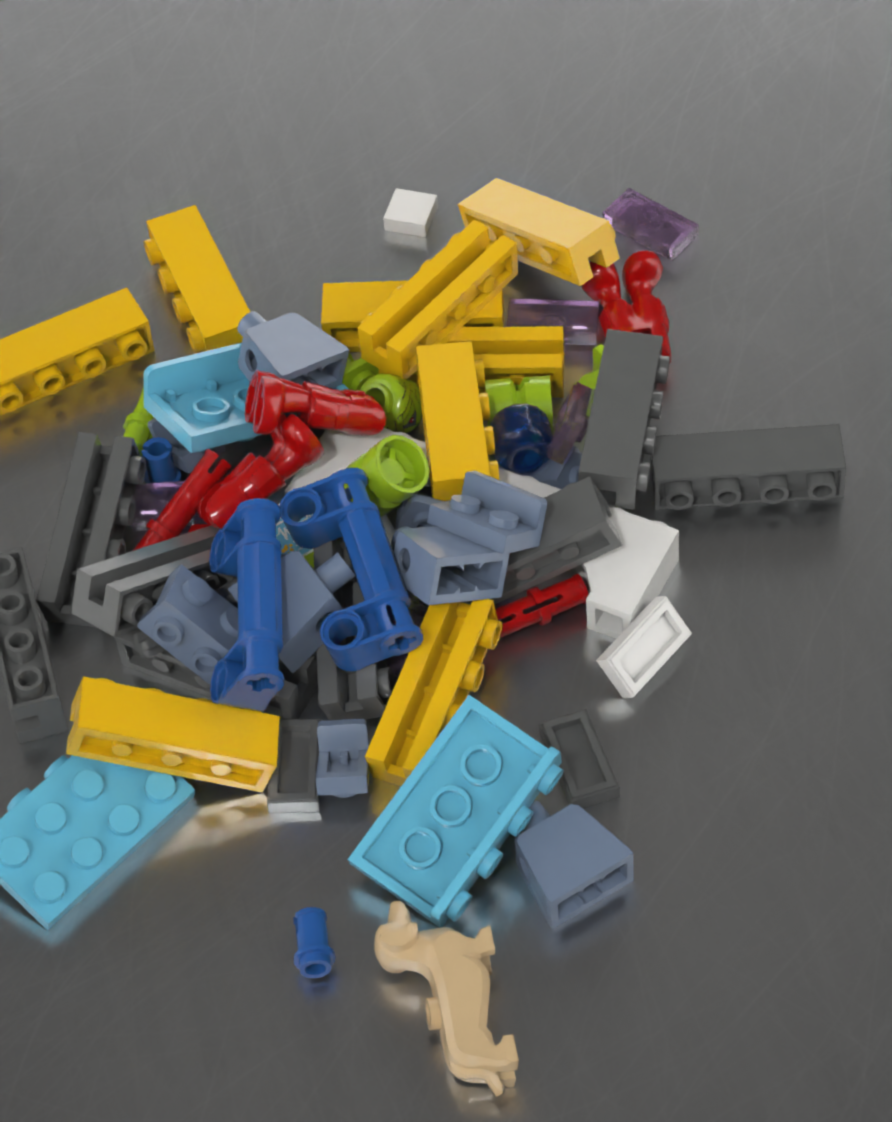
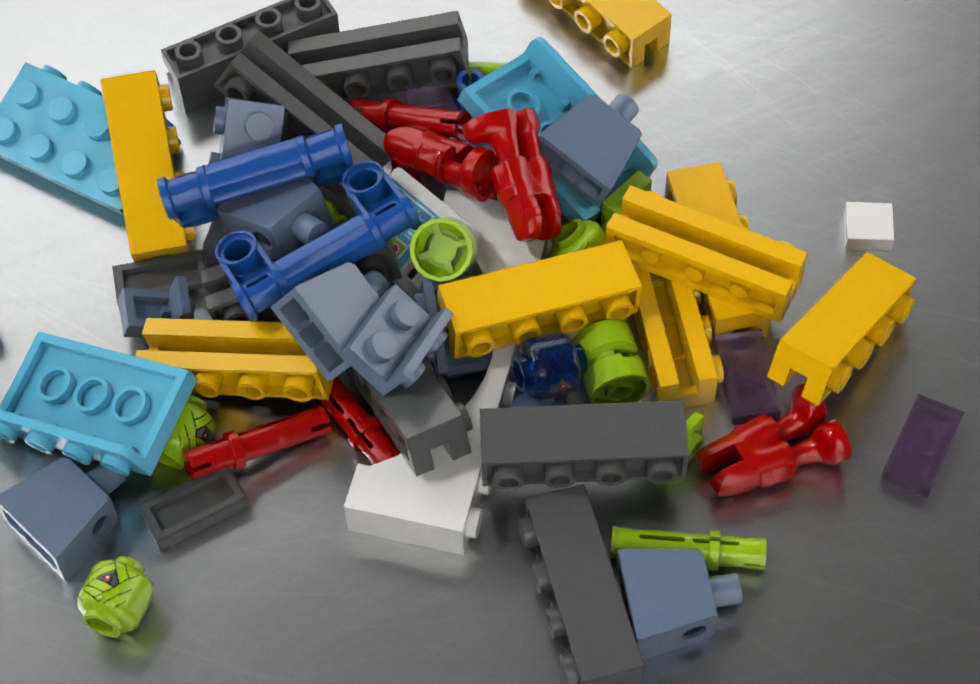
camera: 75 degrees right, 5 degrees up
(197, 278) = (709, 75): yellow brick -> none
(534, 703) = (238, 448): none -> red pin
(570, 423) = (555, 395): plate -> none
(644, 647) = (326, 534): white tile -> none
(676, 818) = (115, 596): none -> lime head
(722, 377) = (717, 548): none -> lime pin
(767, 397) = (672, 597): none -> sand blue torso

